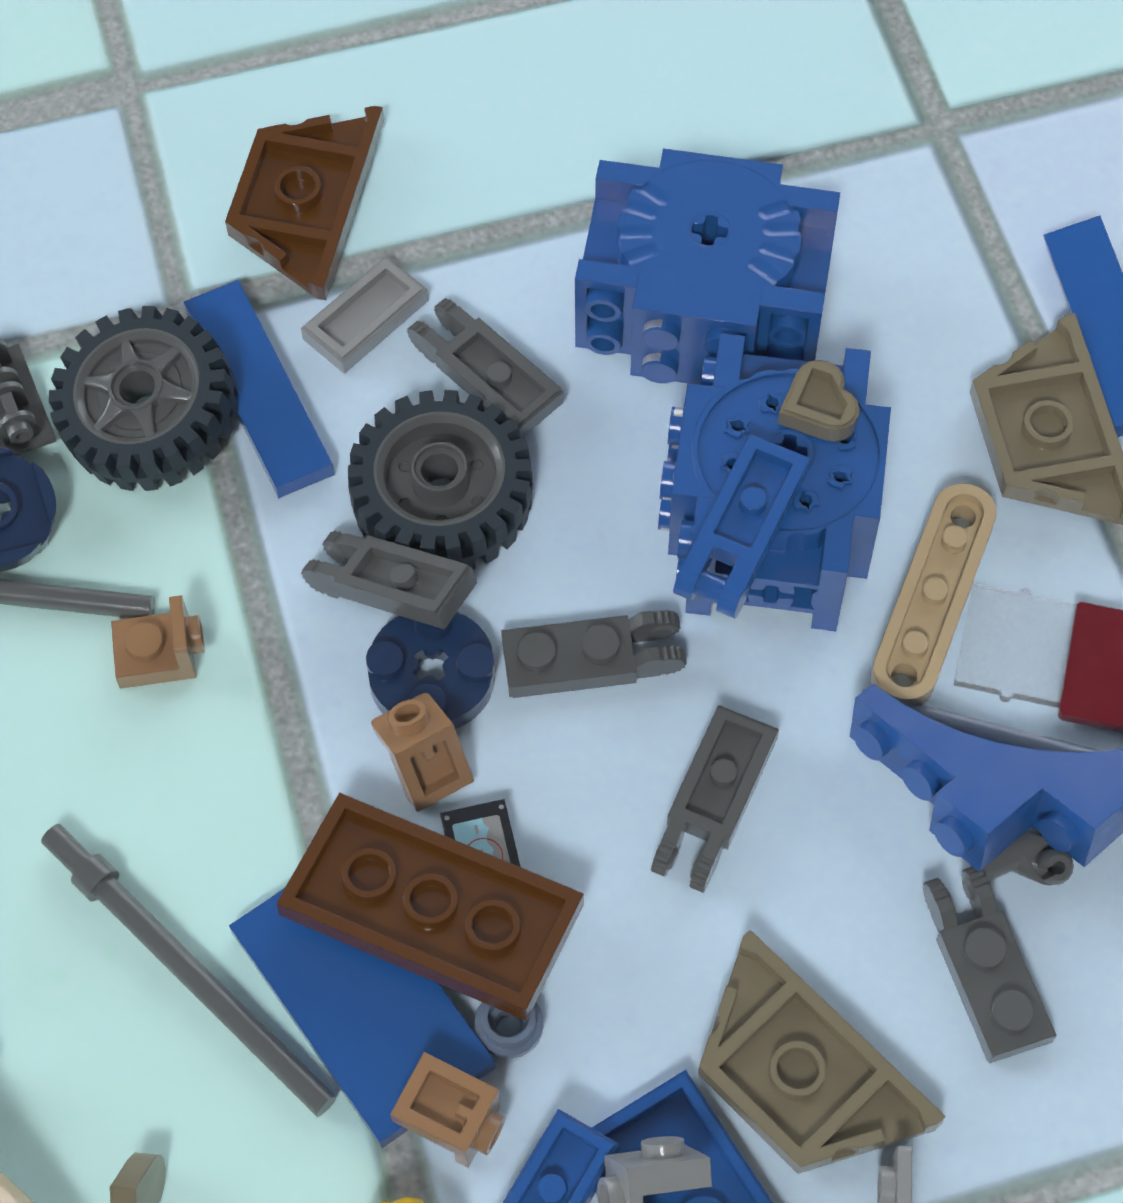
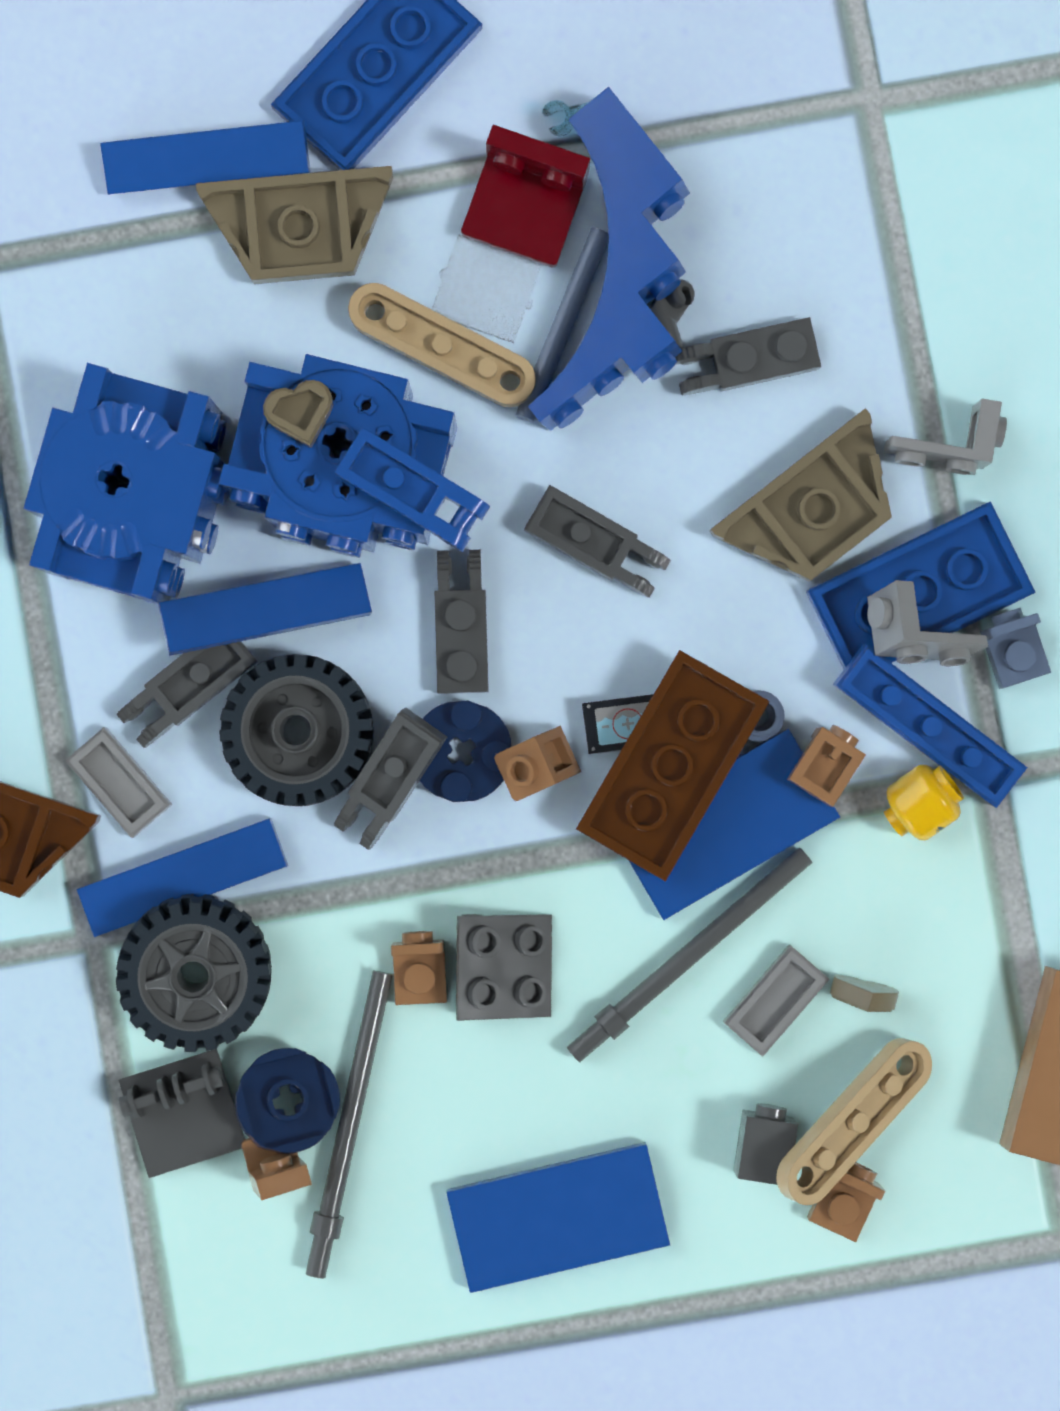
camera: 85 degrees left, 25 degrees up
(128, 1086) = (776, 1000): none -> light grey tile
(161, 737) = (503, 966): none -> dark grey hinge
(582, 431) = (264, 609): none -> blue tile

